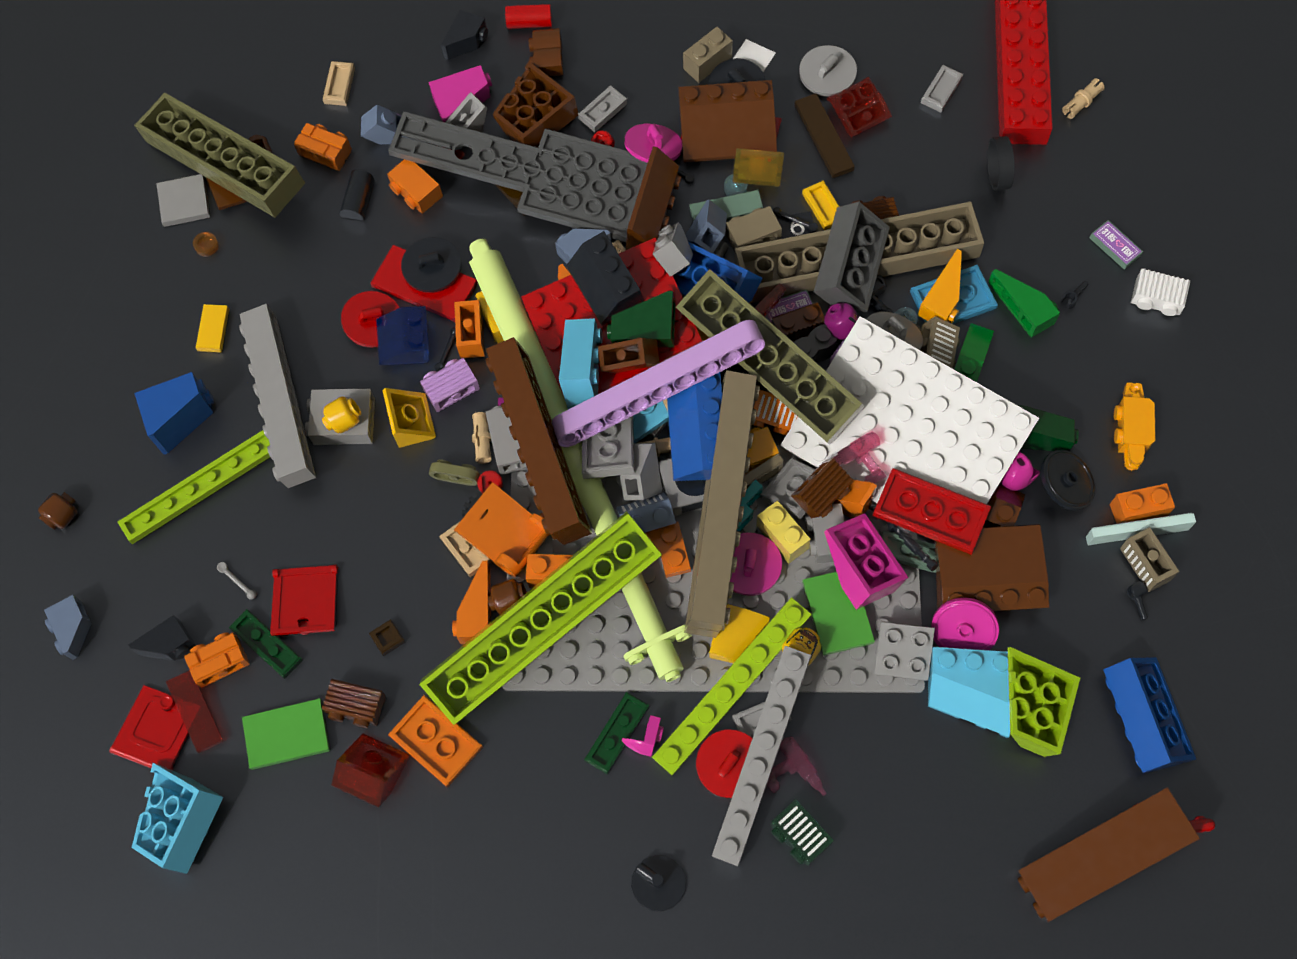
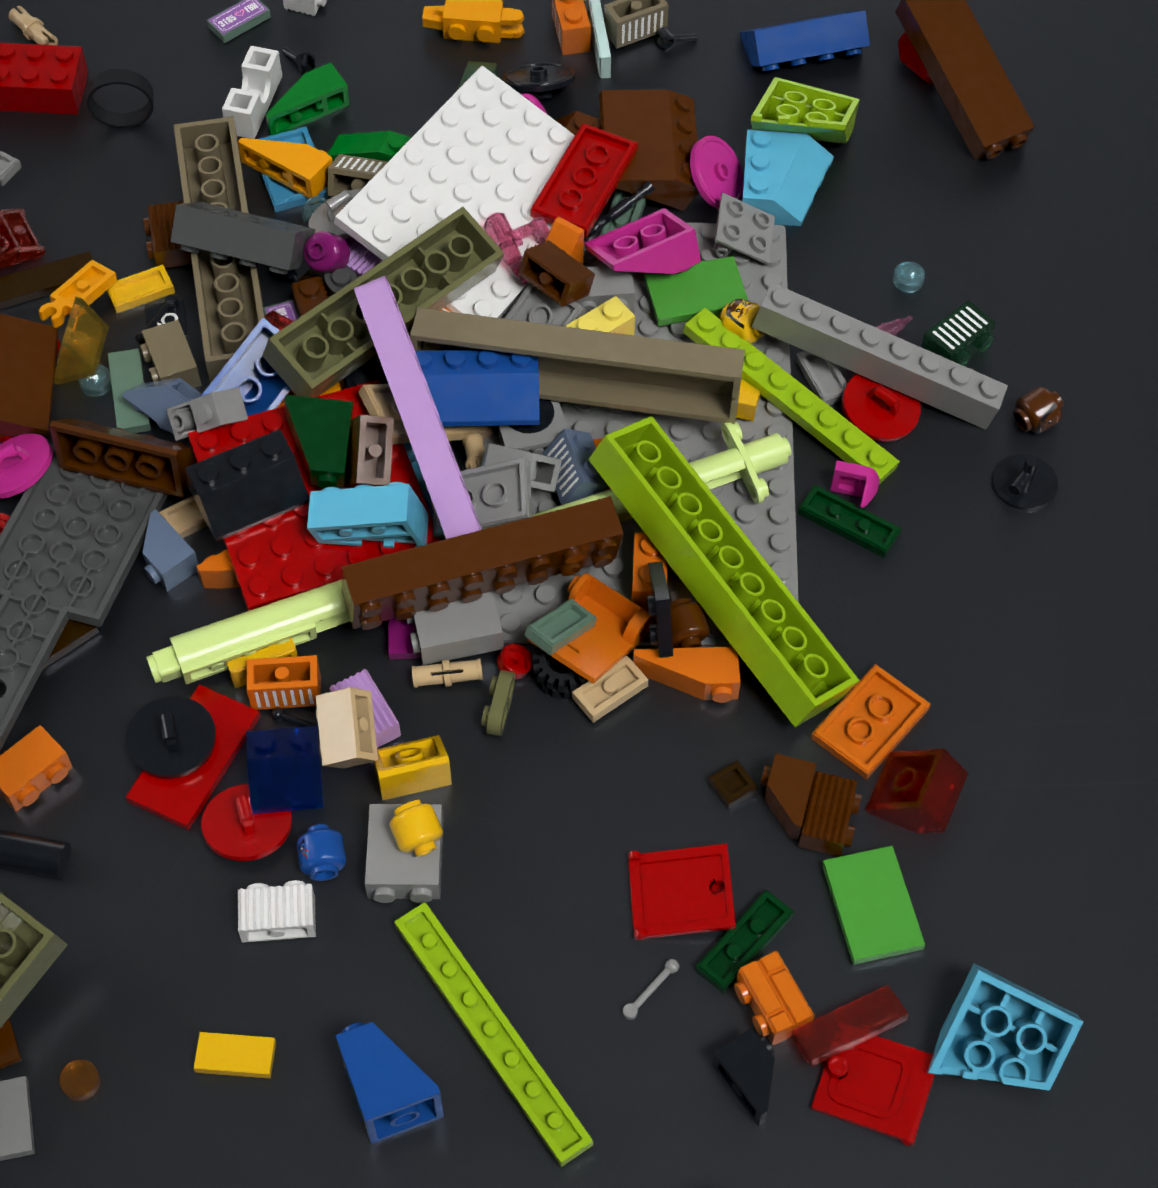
camera: 95 degrees left, 10 degrees down
(276, 397) = (366, 934): light grey brick -> none
(302, 342) = (276, 912): none -> white brick
(343, 364) = (321, 853): none -> blue head
(375, 673) = (788, 791): none -> reddish brown slope
(422, 367) = (346, 728): none -> tan brick
(500, 505) = (560, 626): none -> sand green tile
(502, 569) = (659, 607): none -> black wing
(725, 897) = (1038, 410): none -> reddish brown head
(808, 161) = (87, 284): none -> light orange plate
(872, 797) = (909, 277): none -> clear light blue tile
(1039, 264) = (260, 81): none -> white arch

